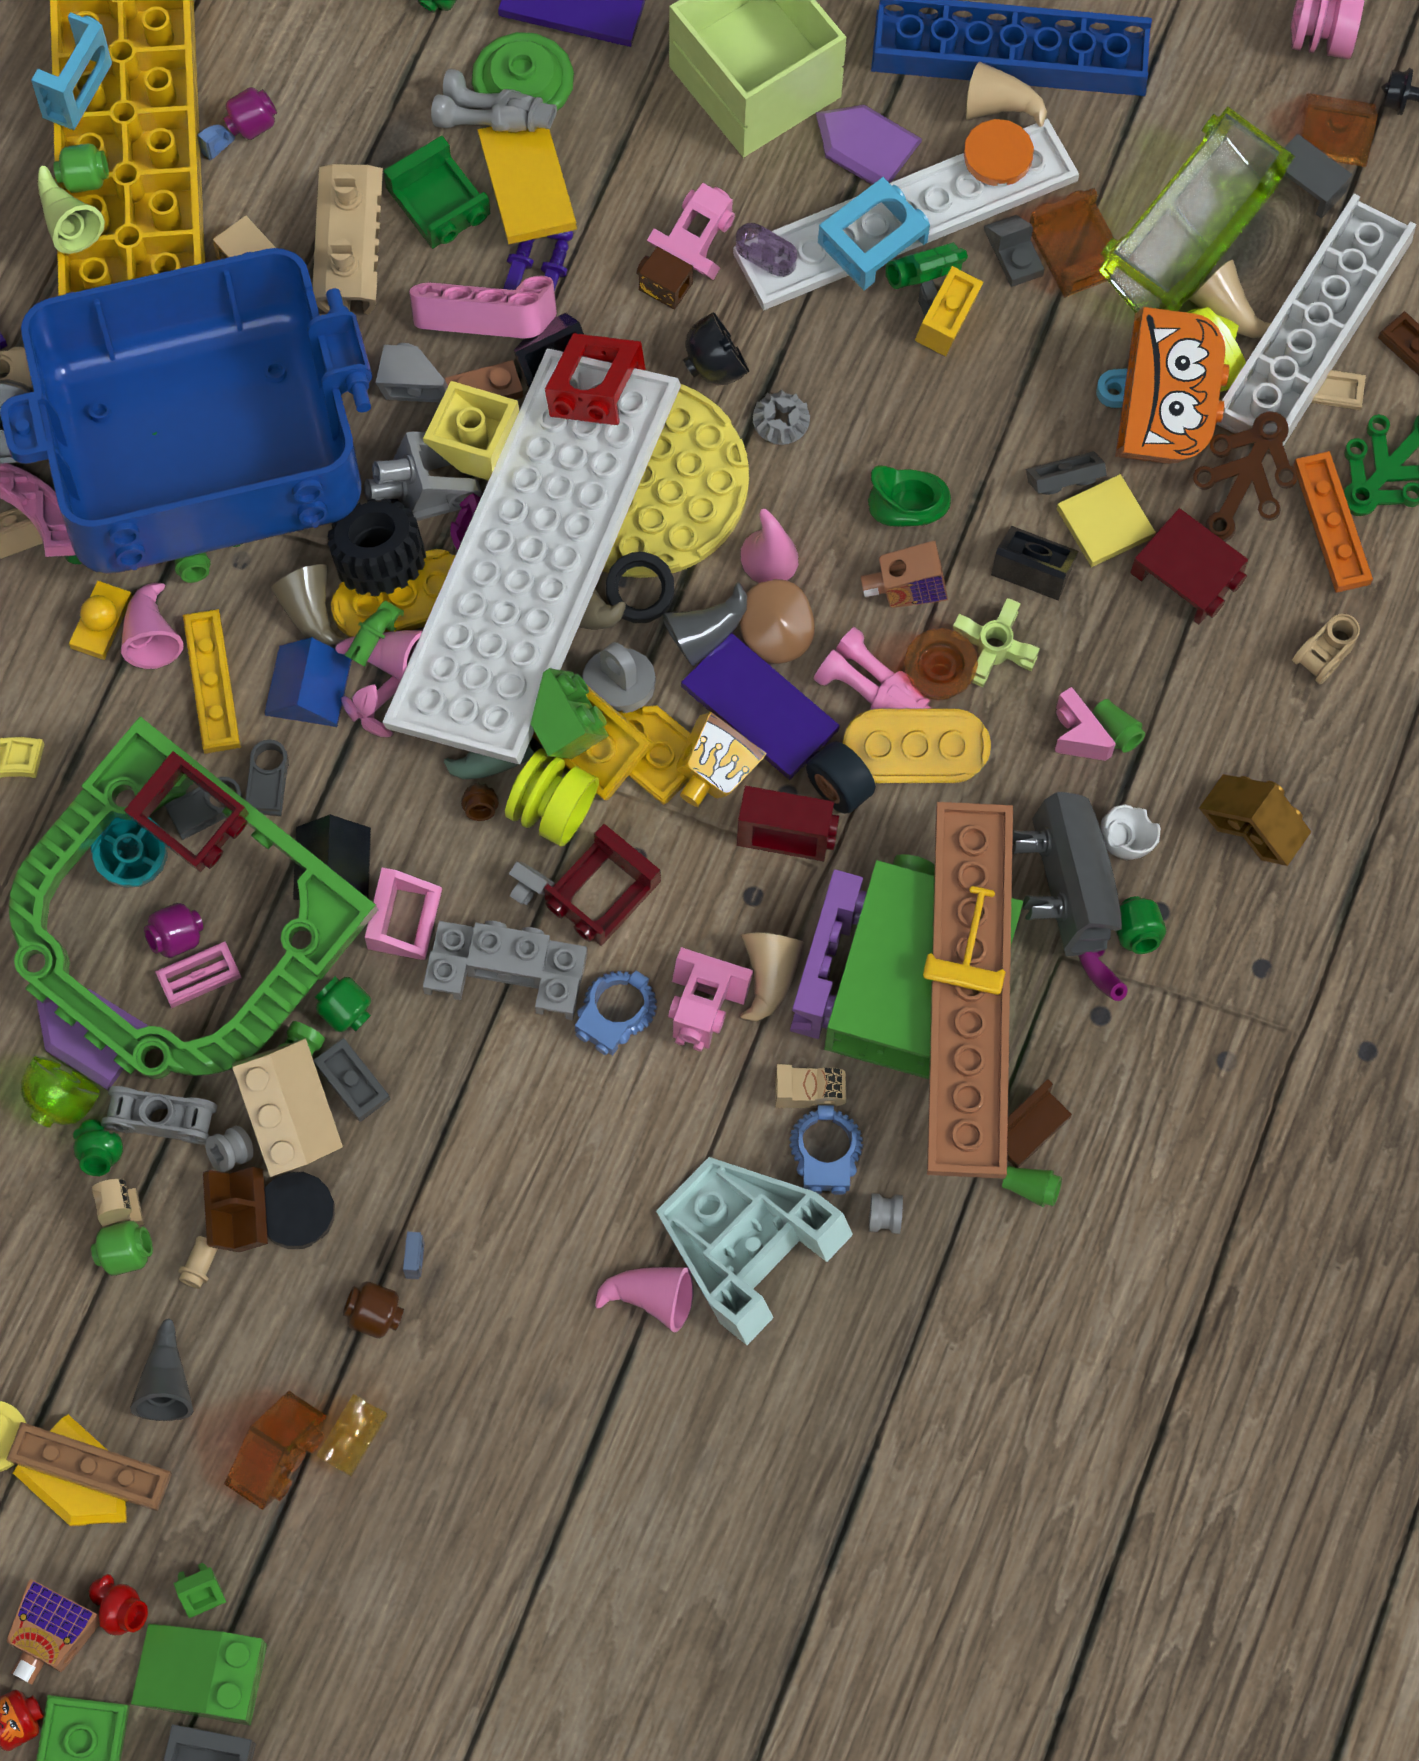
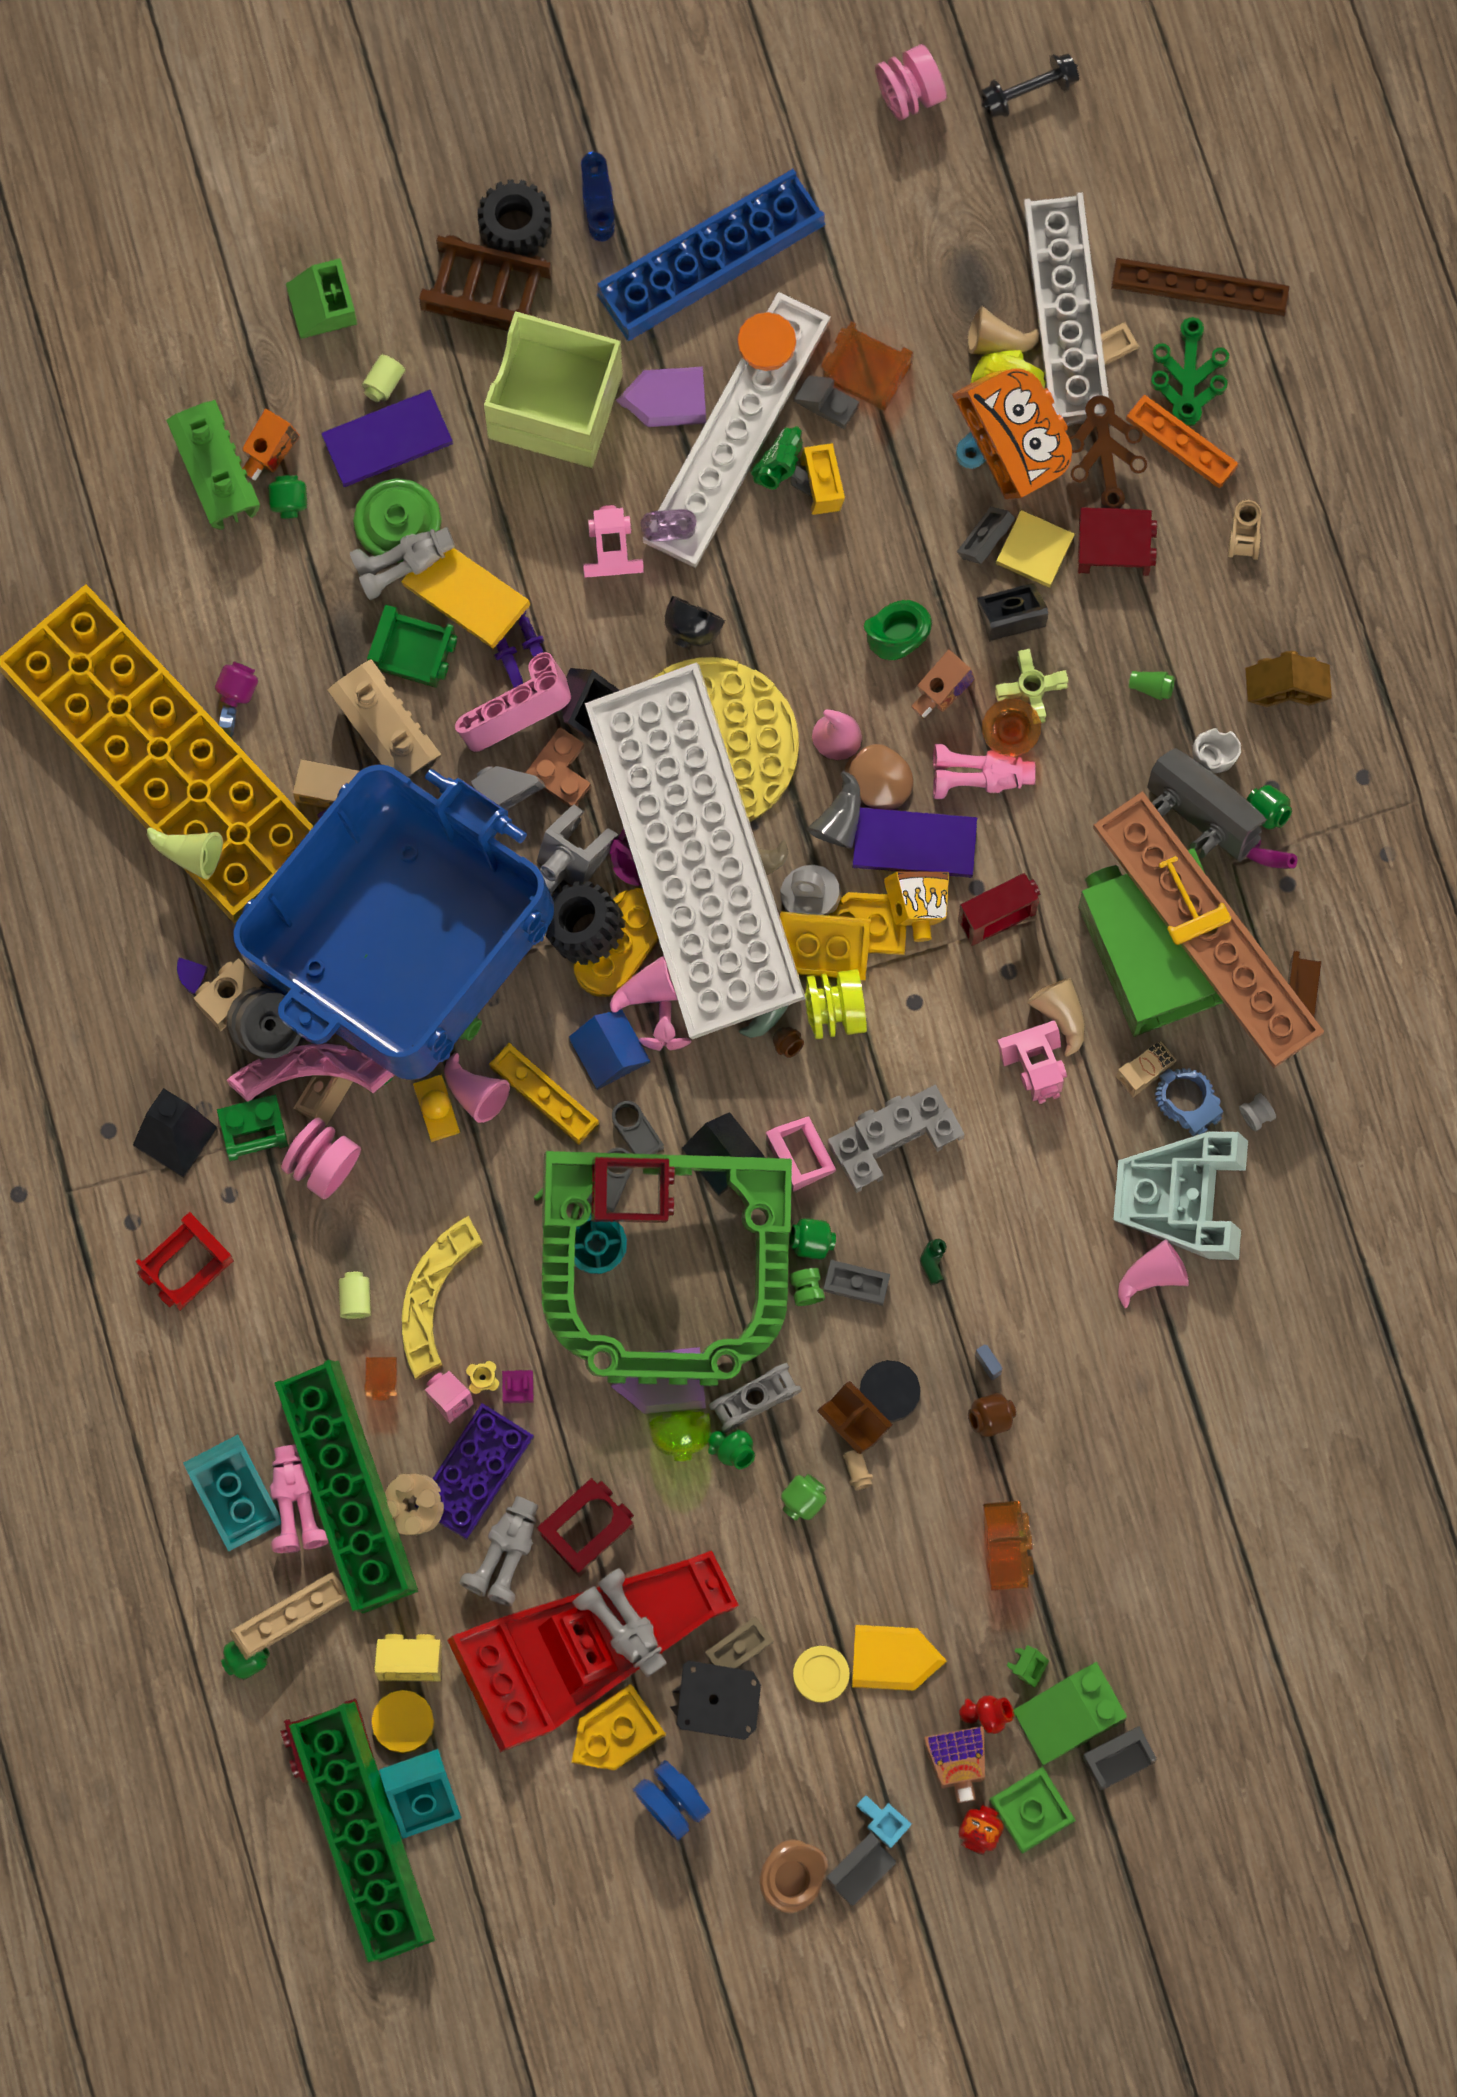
camera: 35 degrees left, 5 degrees up
(56, 93) = (119, 773): medium azure panel -> none
(81, 168) = (172, 810): bright green head -> none
(89, 1466) = (899, 1644): medium nougat tile -> none
(116, 1203) = (778, 1474): tan leg -> none
(163, 1388) = (900, 1559): dark grey hat -> none
(173, 930) = (663, 1274): magenta head -> none
(202, 987) = (688, 1314): bright pink tile -> none
(229, 1148) = (818, 1384): light grey wheel -> none
(287, 1107) = (834, 1331): tan slope -> none
(303, 599) = (562, 994): dark tan hat -> none
(352, 1435) = (1045, 1500): clear yellow hips -> none
(372, 630) = (630, 981): bright green piece -> none
(442, 1113) = (930, 1259): none -> dark green arm
(471, 428) = (582, 796): light yellow slope -> none
(529, 882) = (864, 1069): light grey tile -> none
(565, 716) = (808, 945): bright green slope -> none
(598, 403) = (661, 718): red panel -> none
(606, 845) = (911, 1007): dark red panel -> none
(610, 1034) = (981, 1131): medium blue piece -> none
(650, 561) = (796, 815): black tyre -> none
(665, 277) = (613, 593): reddish brown brick -> none
(775, 430) = (773, 646): light grey gear -> none
(839, 912) = (1109, 1010): medium lavender piece -> none
(841, 777) = (1006, 851): black wheel -> none
(846, 252) = (728, 489): medium azure panel -> none
(919, 744) = (1036, 794): yellow tile -> none
(996, 92) = (731, 297): tan hat -> none
(1033, 1184) = (1336, 1023): bright green cone -> none
(1087, 734) = (1140, 704): bright pink slope -> none
(1196, 215) = (935, 295): clear windscreen -> none
(1317, 174) = (982, 202): dark grey panel -> none
(1339, 127) = (972, 156): clear orange slope -> none

